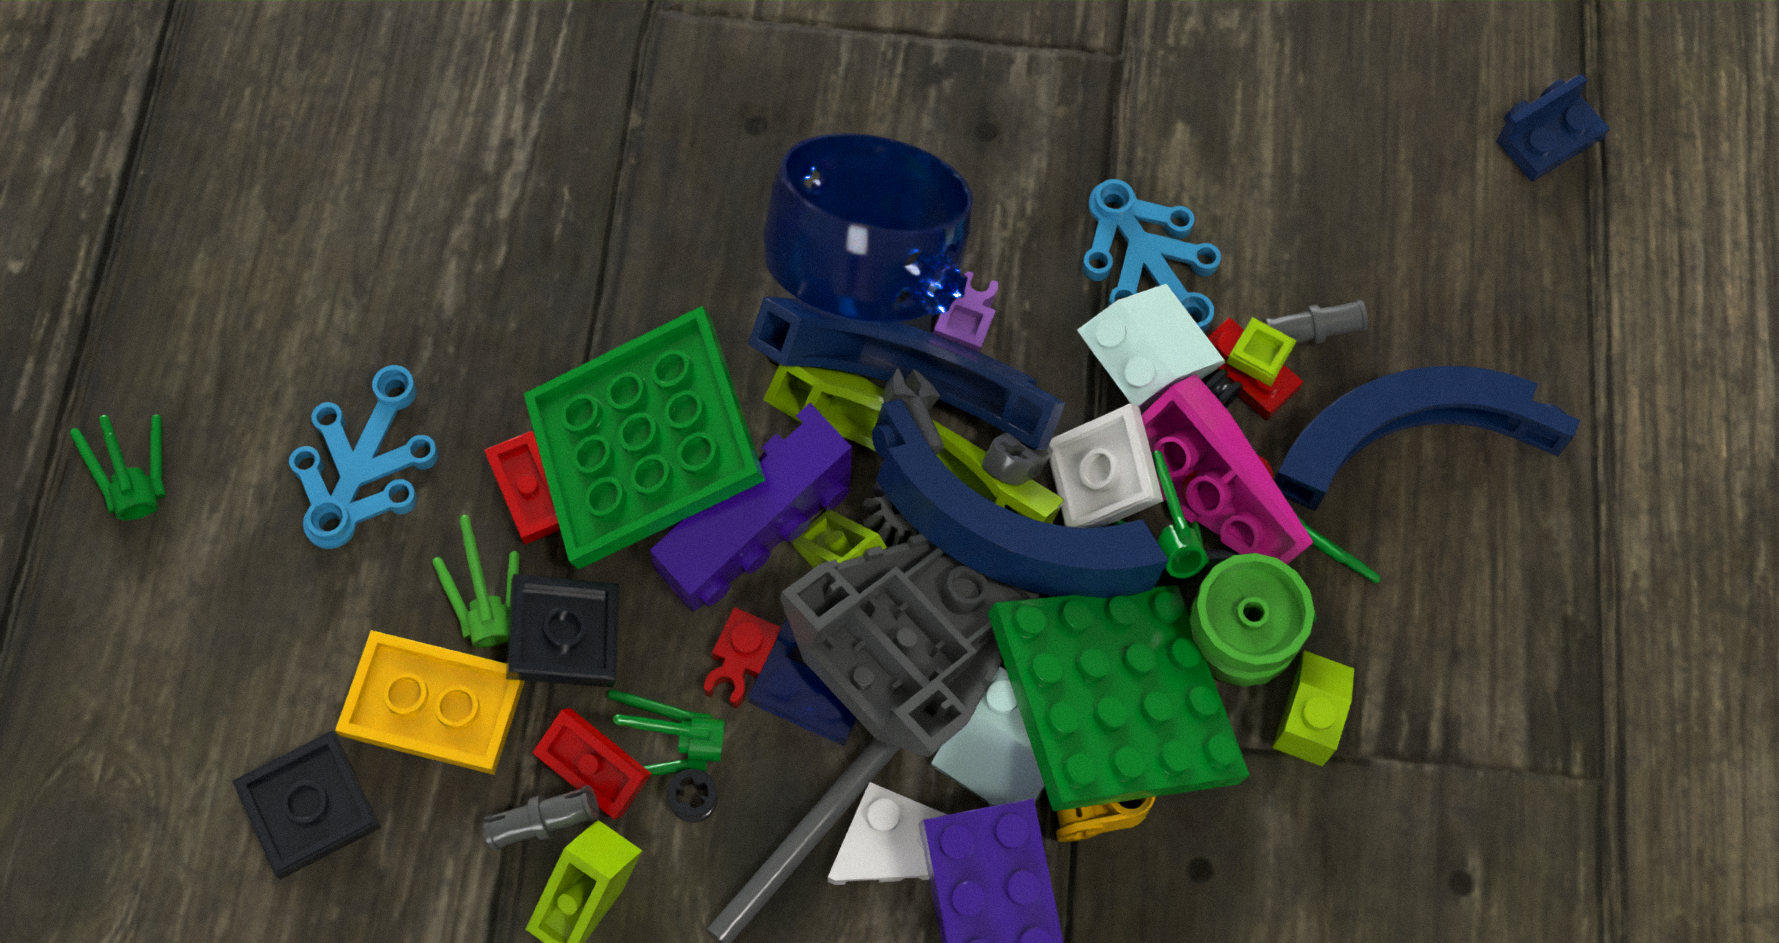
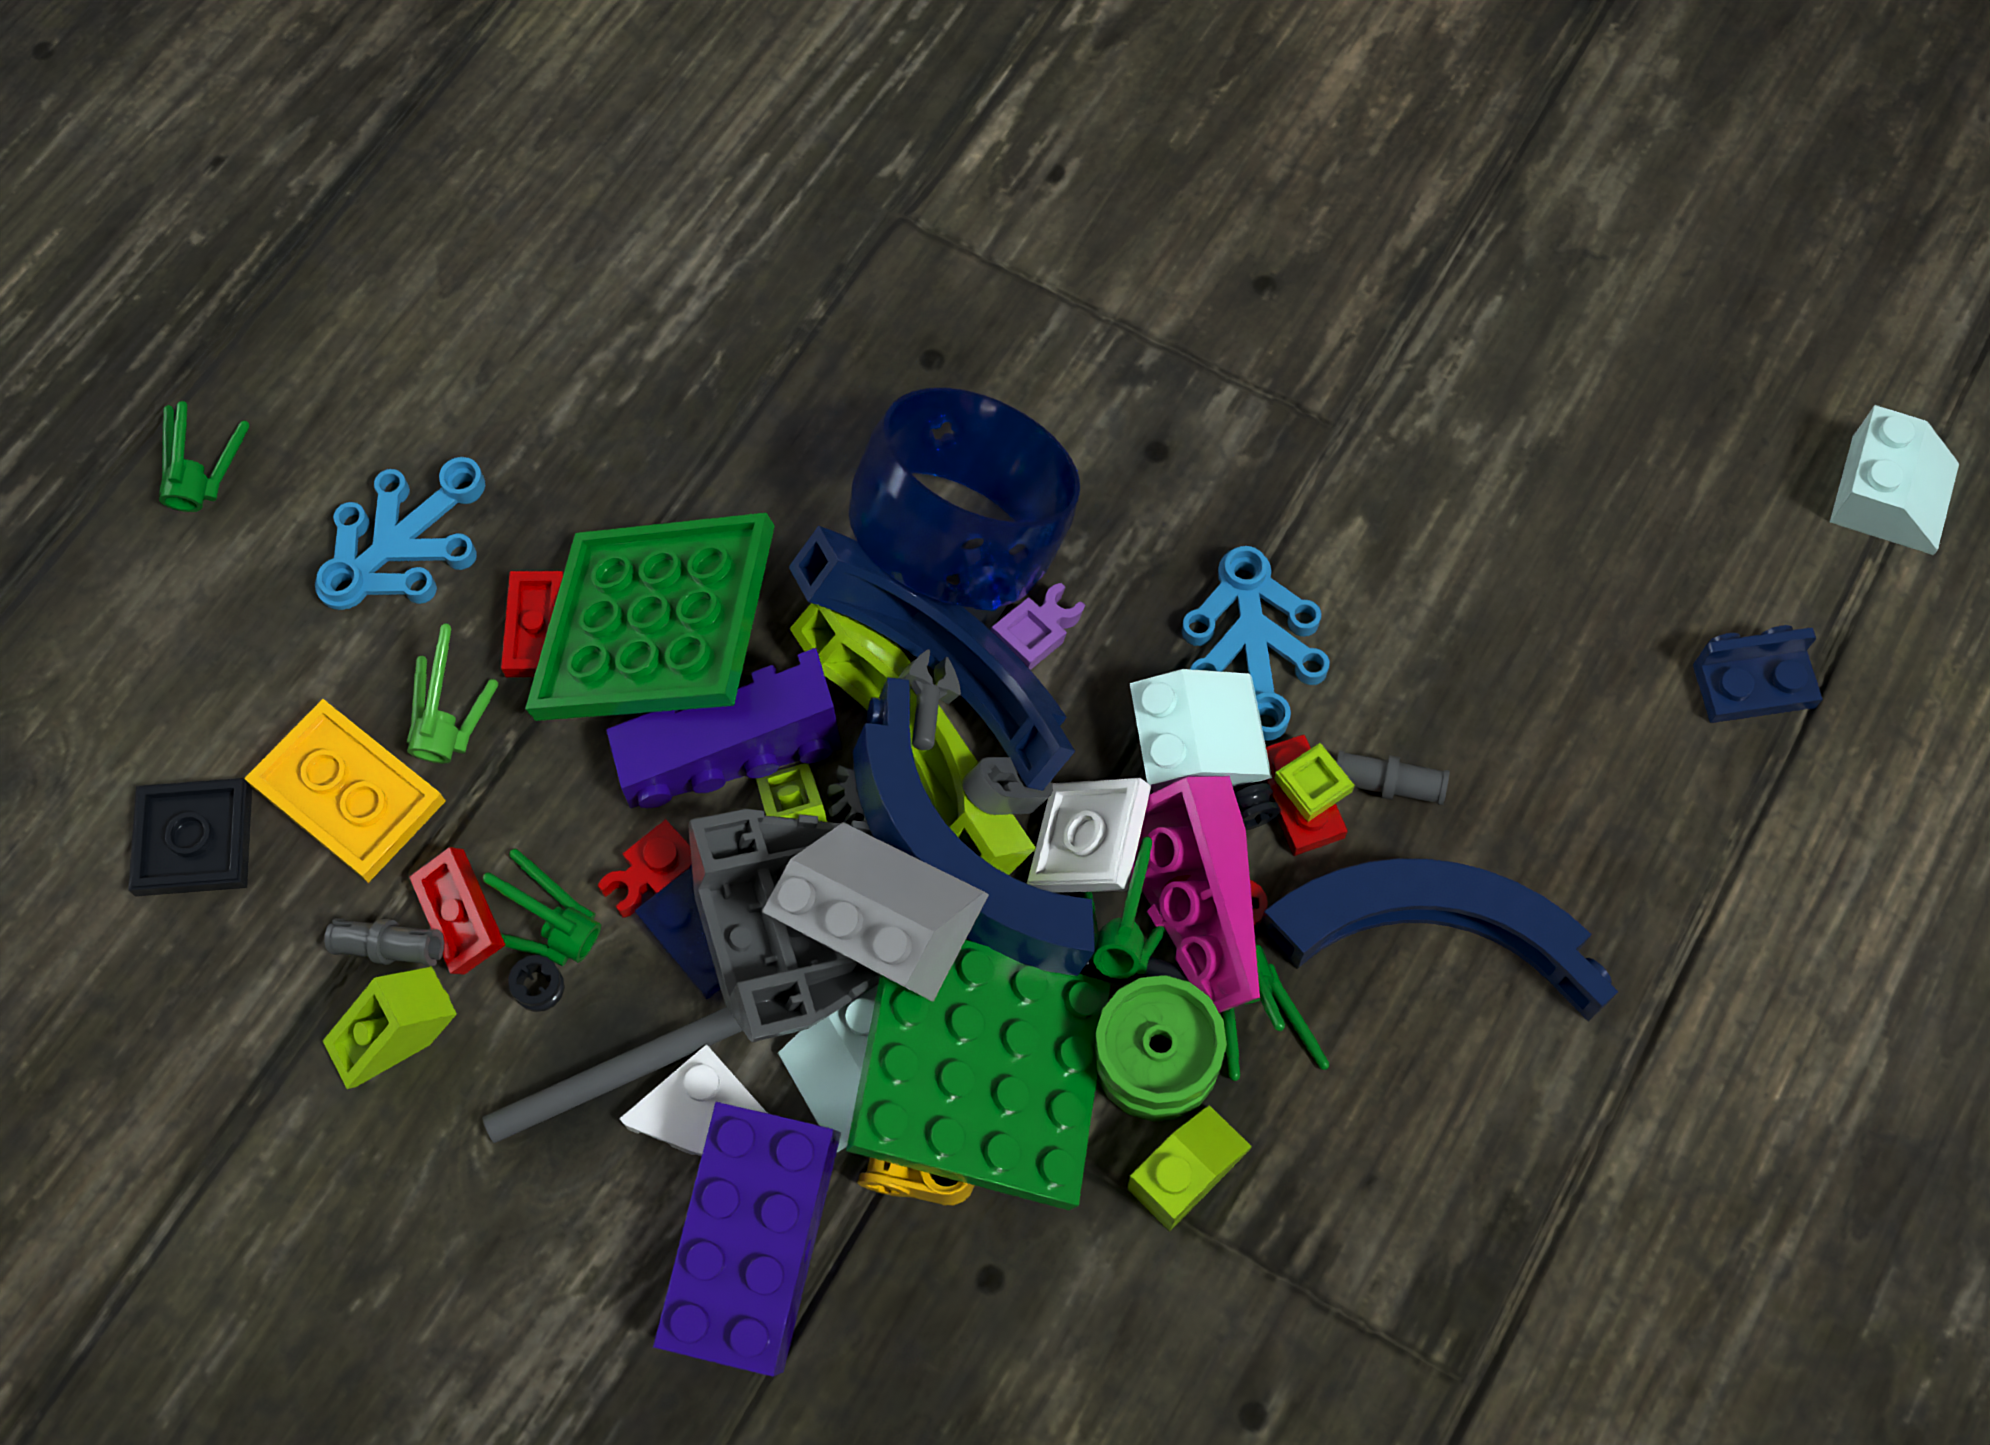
camera: 30 degrees right, 0 degrees up
(562, 631) = (494, 773): black tile -> none
(983, 597) = (878, 907): none -> light grey slope

